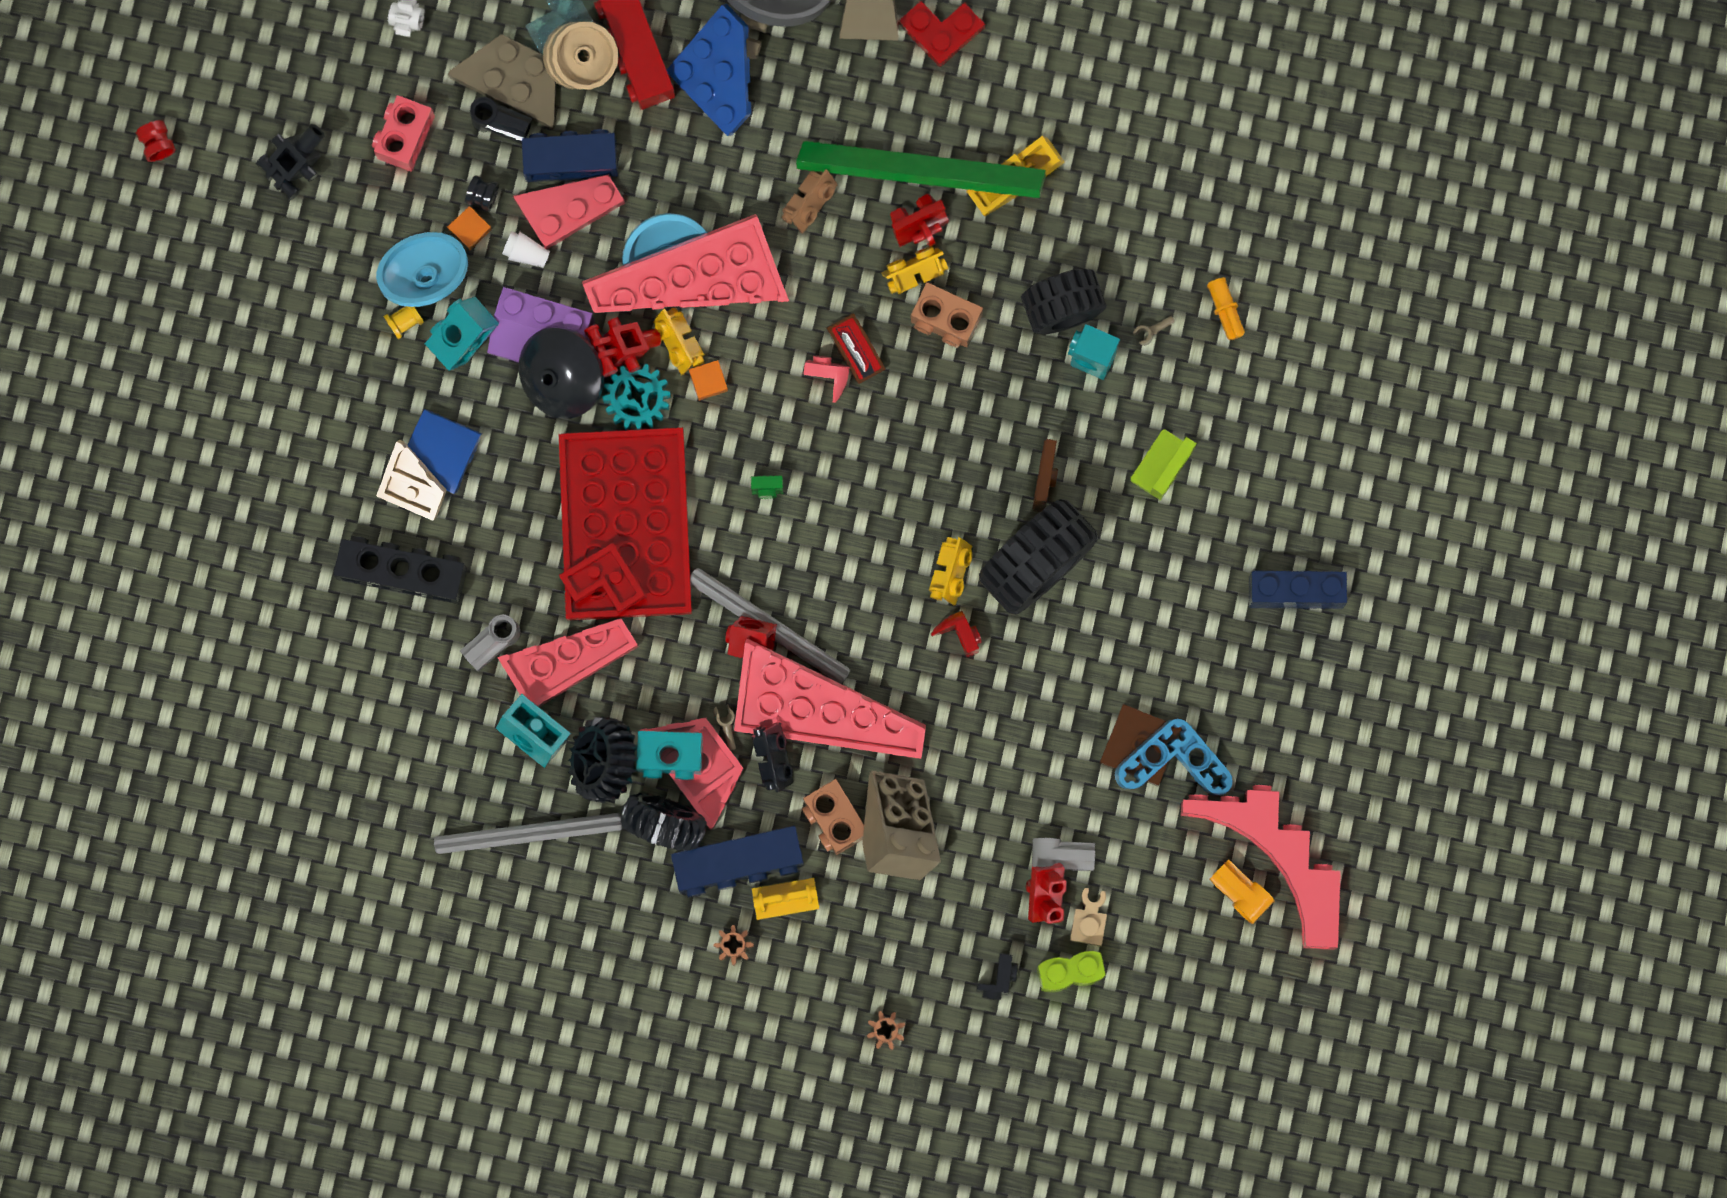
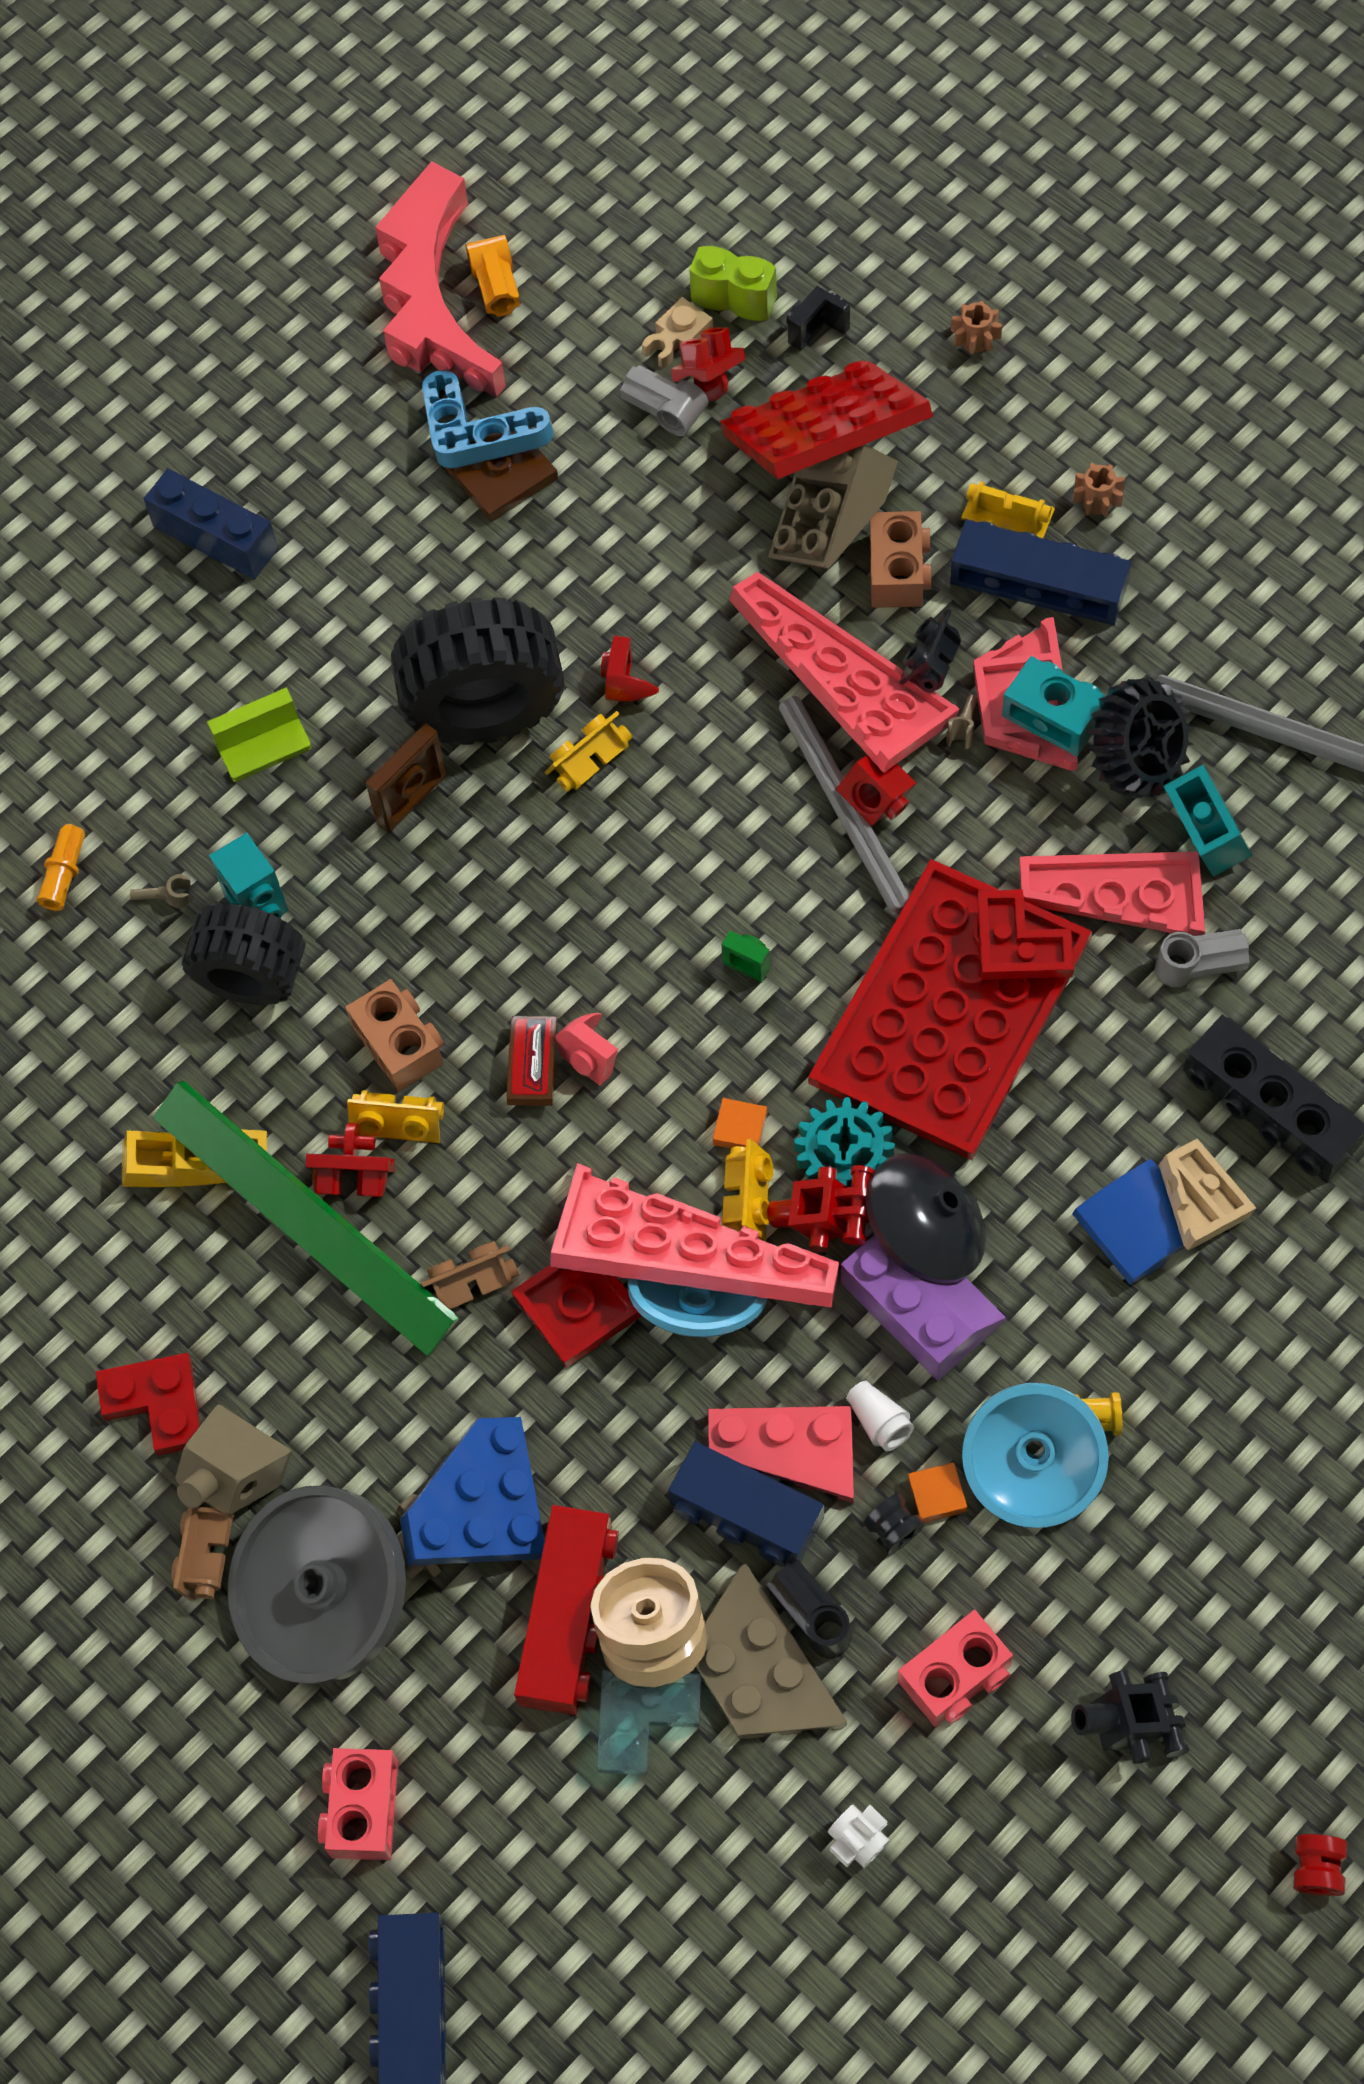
camera: 145 degrees left, 15 degrees down
(475, 327) = (1029, 1339): teal brick -> none
(663, 821) = (1106, 634): black gear -> none
(734, 202) = (575, 1309): none -> red plate
(935, 879) = (825, 418): none -> red plate

